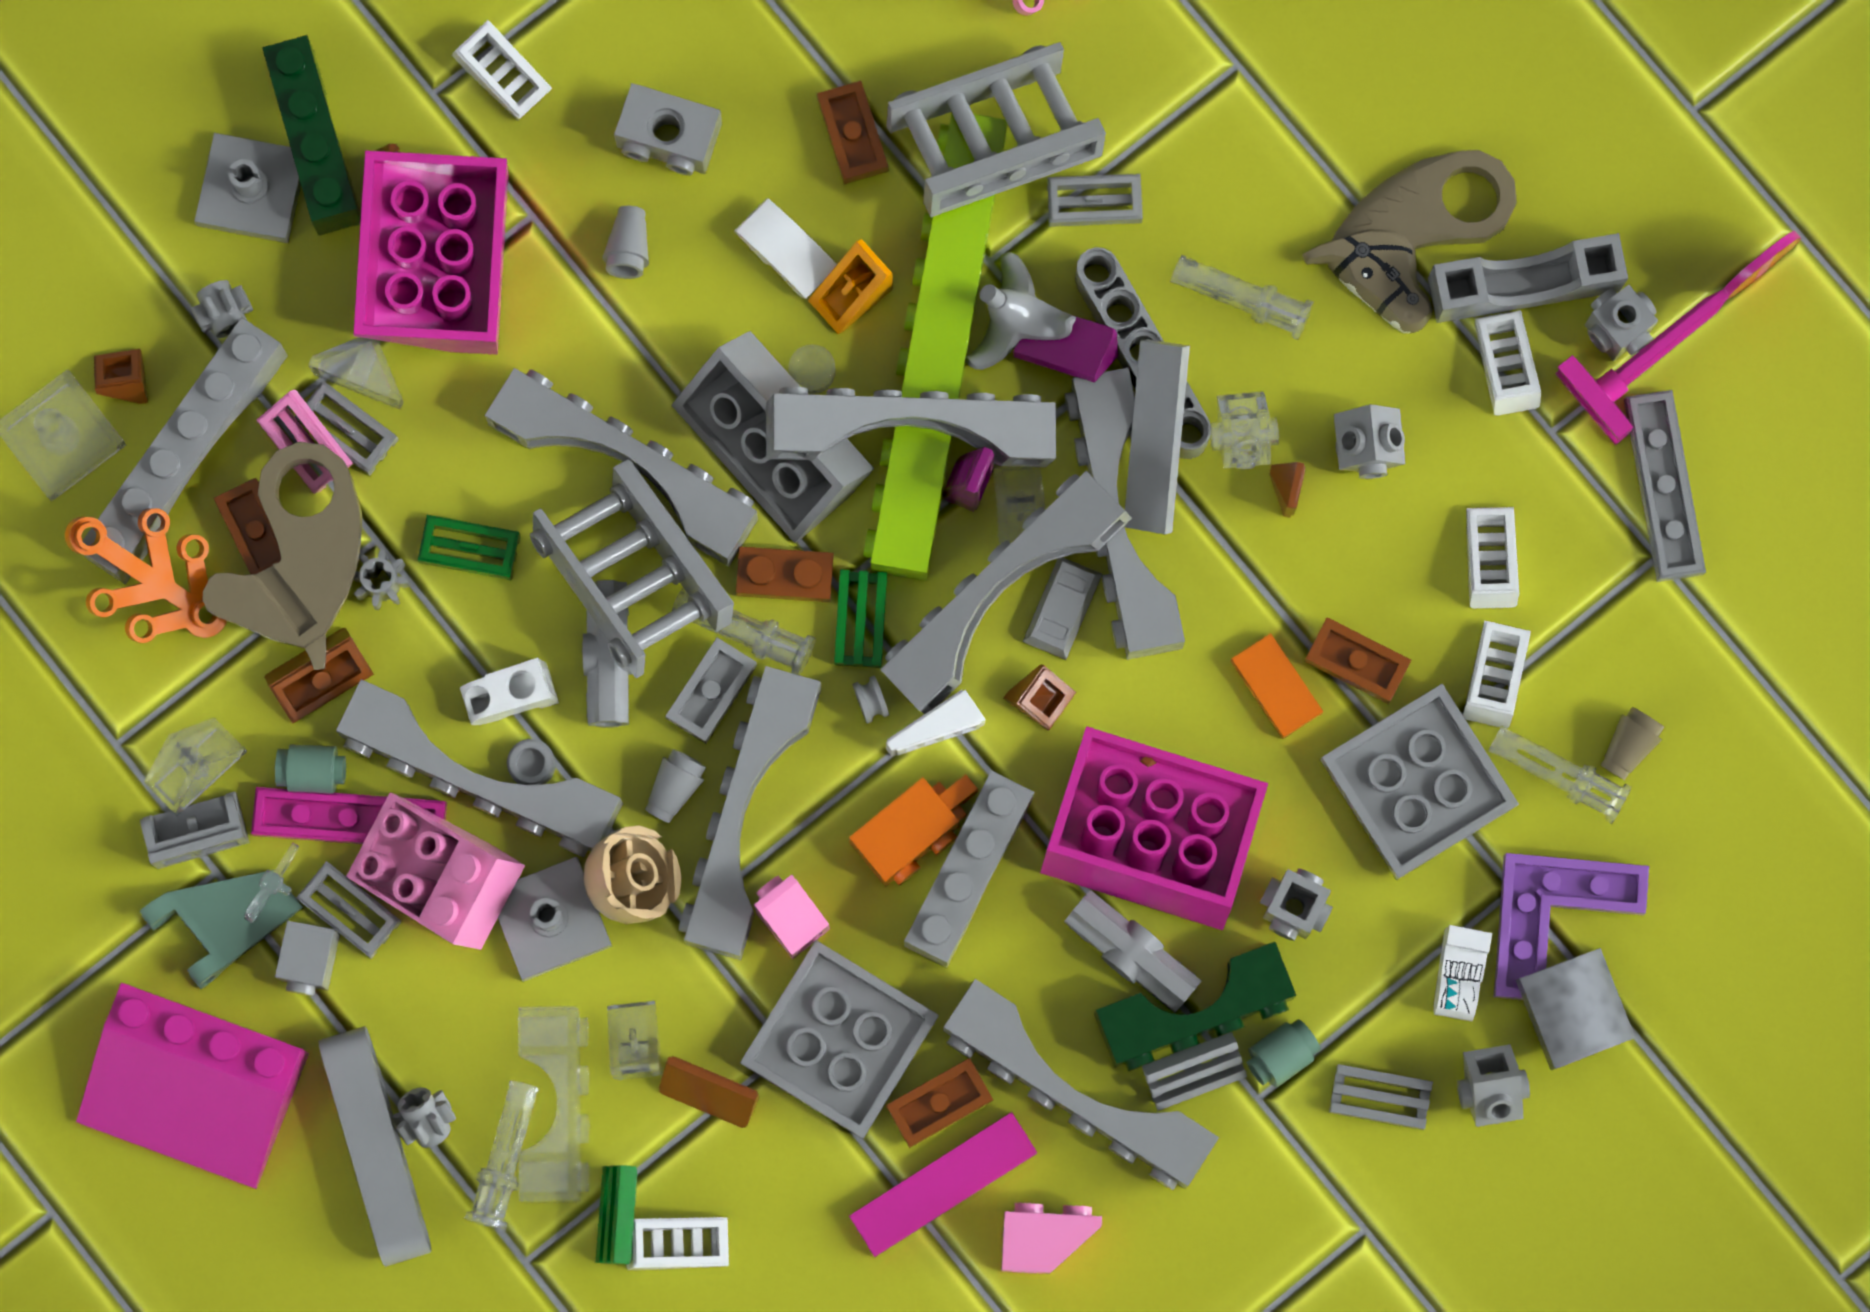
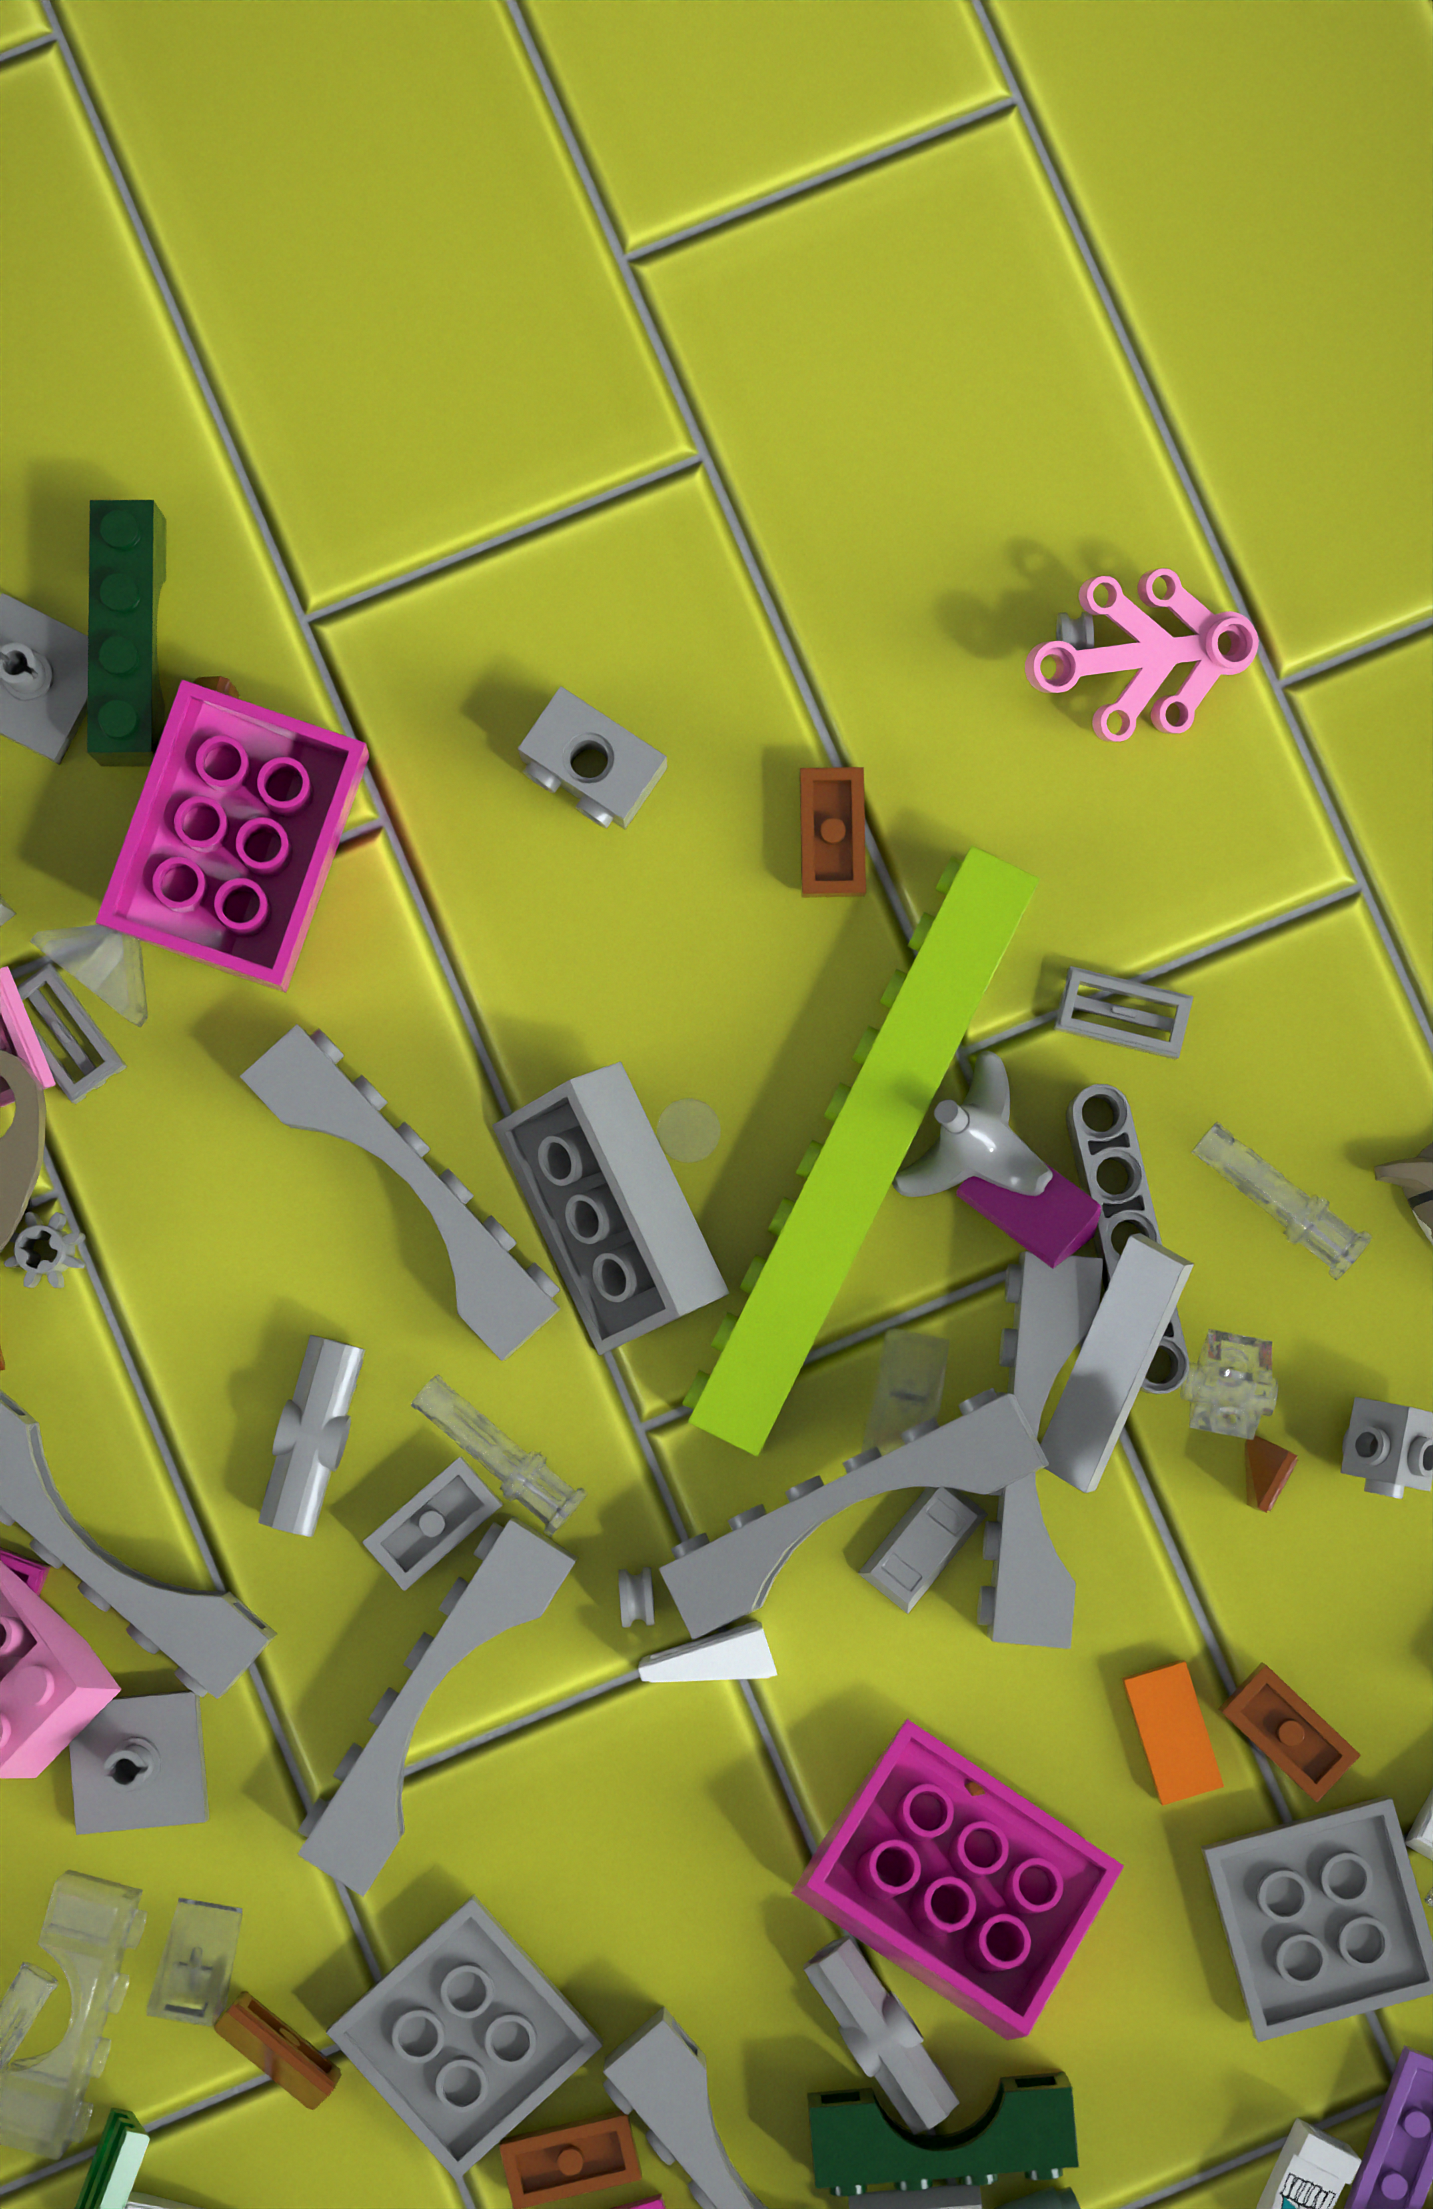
camera: 15 degrees right, 5 degrees up
(476, 69) = (372, 571): white slope -> none
(508, 554) = (223, 1262): green tile -> none
(509, 692) = (171, 1450): white leg -> none
(531, 762) = (173, 1548): light grey tile -> none
(627, 245) = (496, 896): light grey cone -> none
(632, 876) = (255, 1749): tan cylinder -> none
(653, 529) = (417, 1293): light grey fence -> none
(674, 785) = (350, 1633): light grey cone -> none
(784, 574) = (573, 1394): dark orange plate -> none
(785, 248) = (700, 961): white slope -> none
(790, 914) = (446, 1859): bright pink slope -> none
(808, 424) = (916, 1302): light grey arch -> none
(852, 287) = (770, 1041): light orange slope -> none
(863, 578) = (637, 1534): green tile -> none
(911, 827) = (640, 1784): orange hinge -> none
(968, 869) = (698, 1867): light grey arch -> none
(969, 478) = (849, 1342): magenta slope -> none
(991, 170) = (997, 945): light grey fence -> none
(1041, 696) = (860, 1655): dark orange slope -> none
(1302, 887) = (1129, 2058): light grey brick -> none

